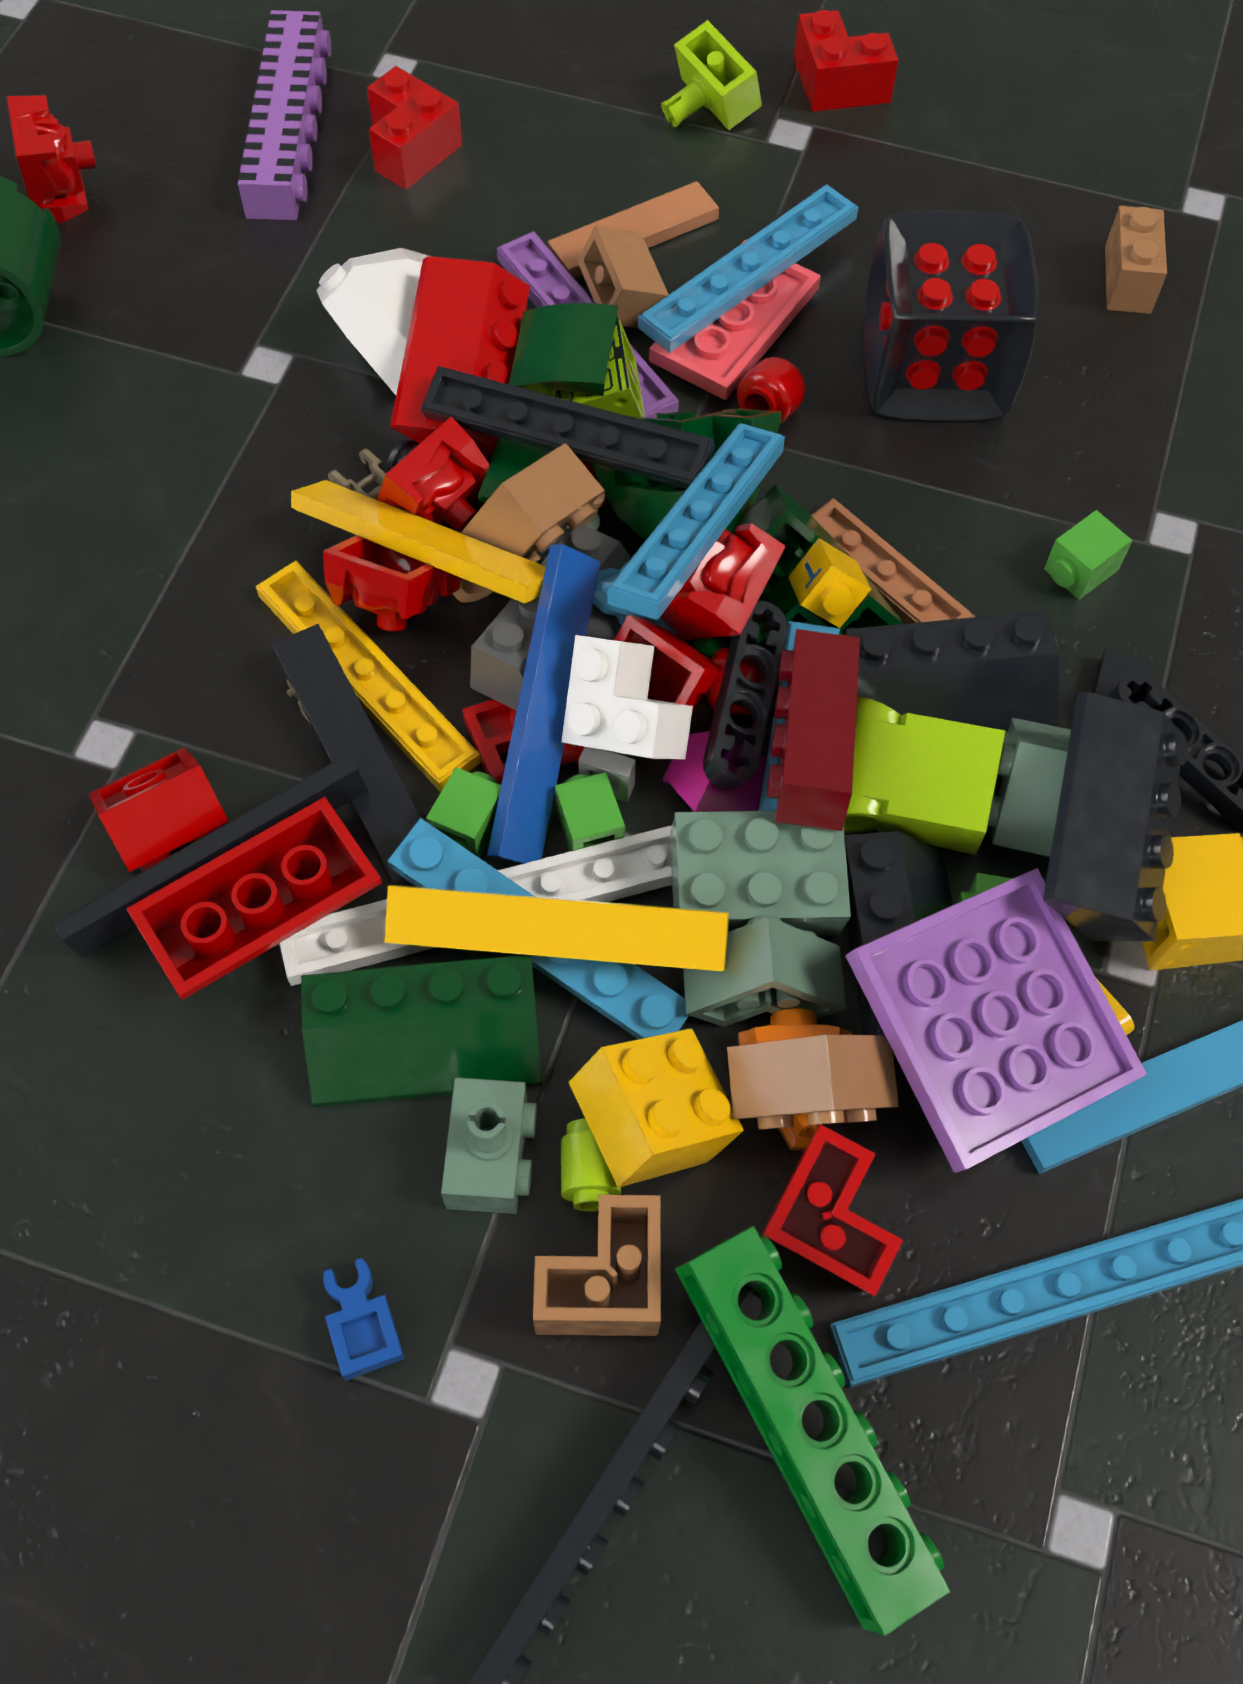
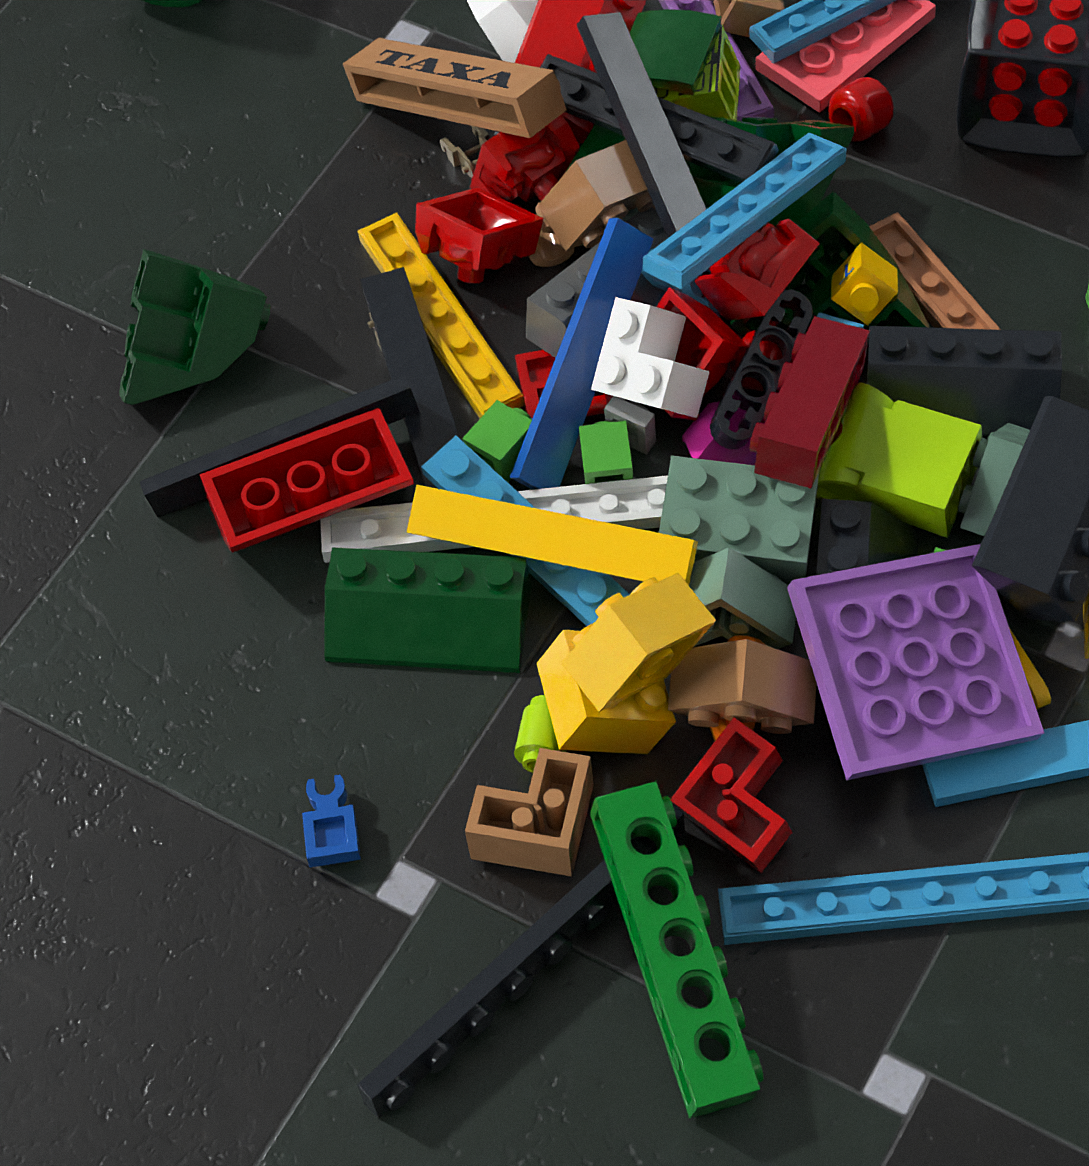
camera: 20 degrees right, 5 degrees down
(79, 725) = (186, 326): none -> dark green brick
(158, 809) = (241, 404): red slope -> none
(341, 413) = (456, 87): none -> medium nougat brick
(422, 540) = (503, 203): yellow tile -> none
(486, 1146) = (460, 707): sand green brick -> none
(565, 433) = (642, 120): none -> tile
(698, 1055) = (637, 640): none -> yellow brick

